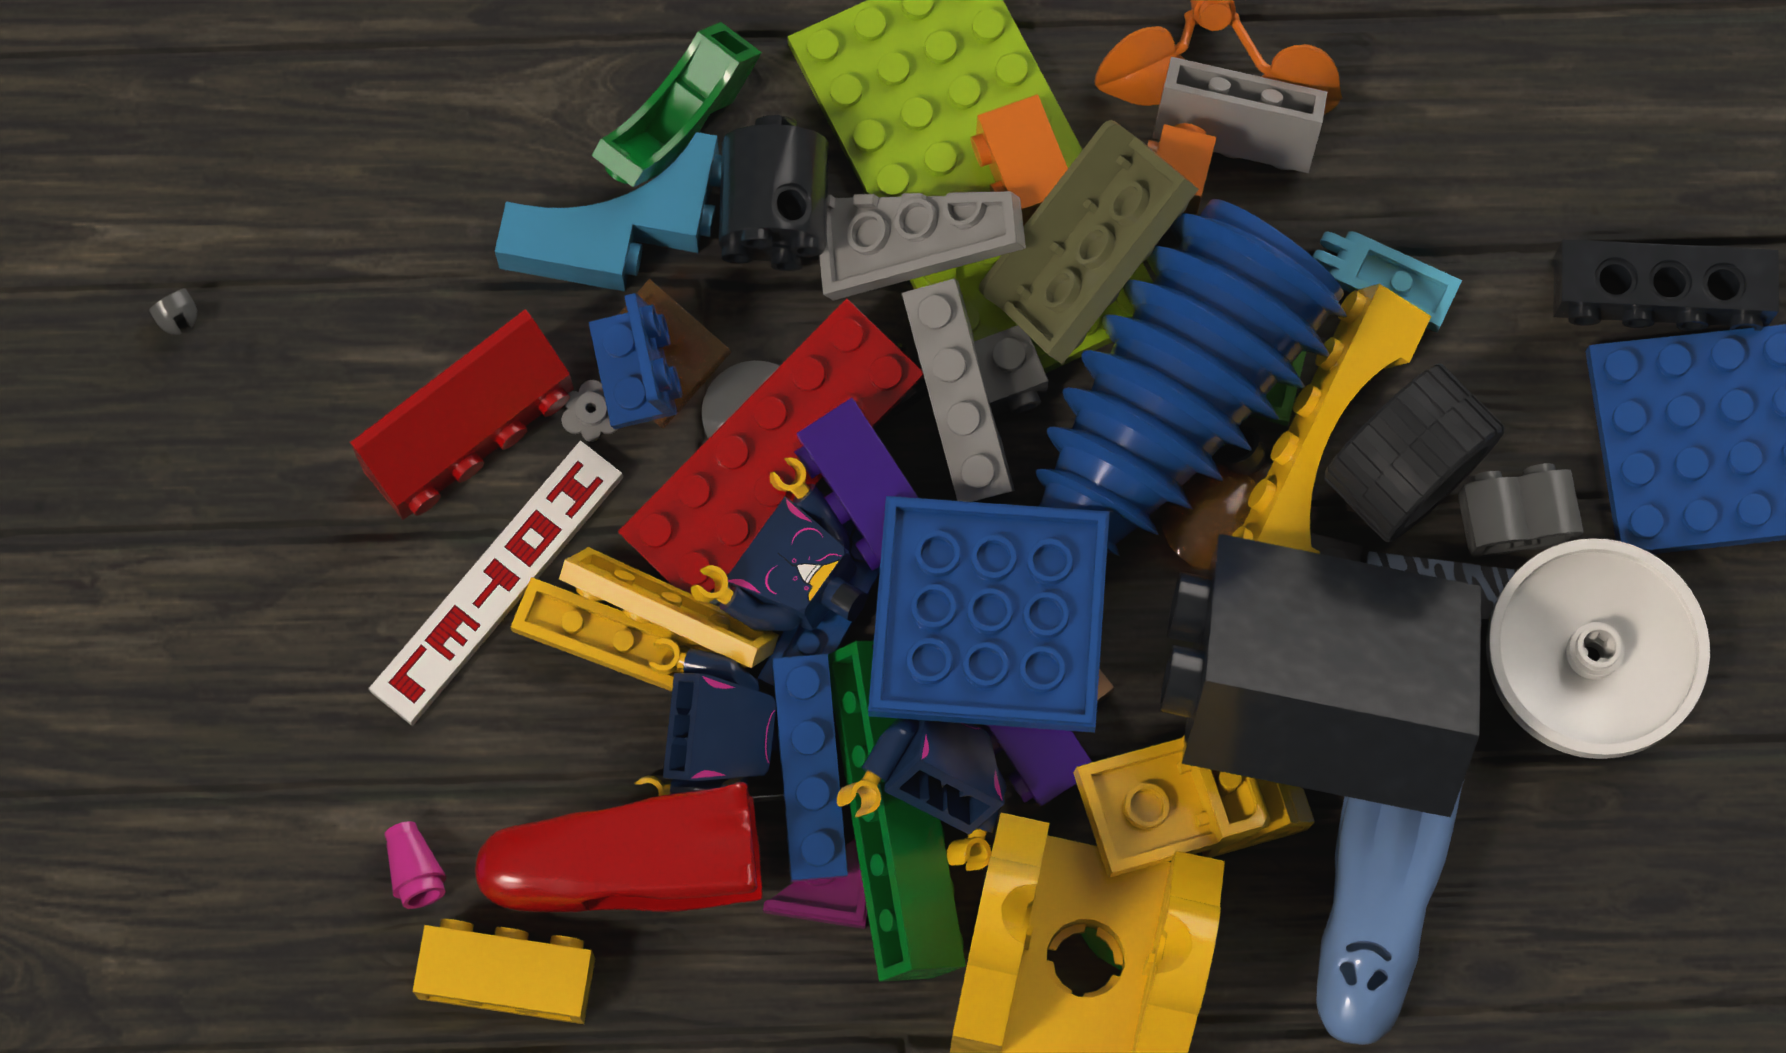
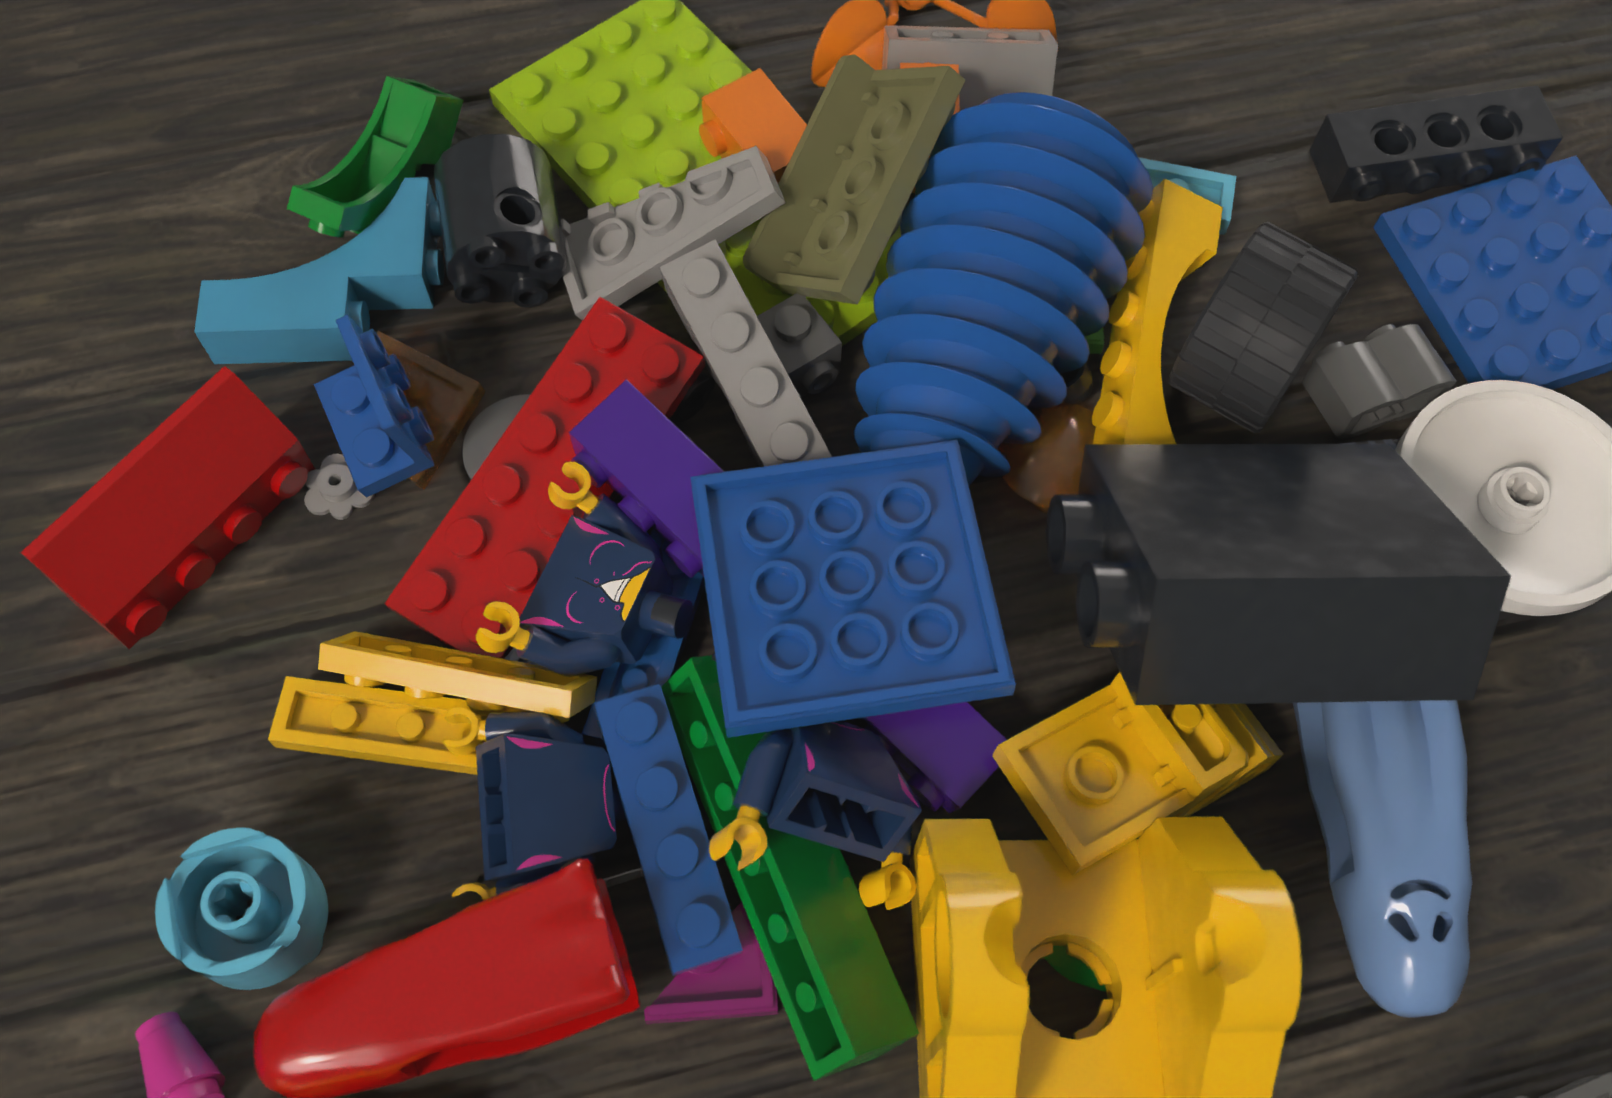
camera: 15 degrees left, 10 degrees down
(453, 740) = (212, 888): none -> medium azure brick
(496, 583) = (242, 703): white tile -> none

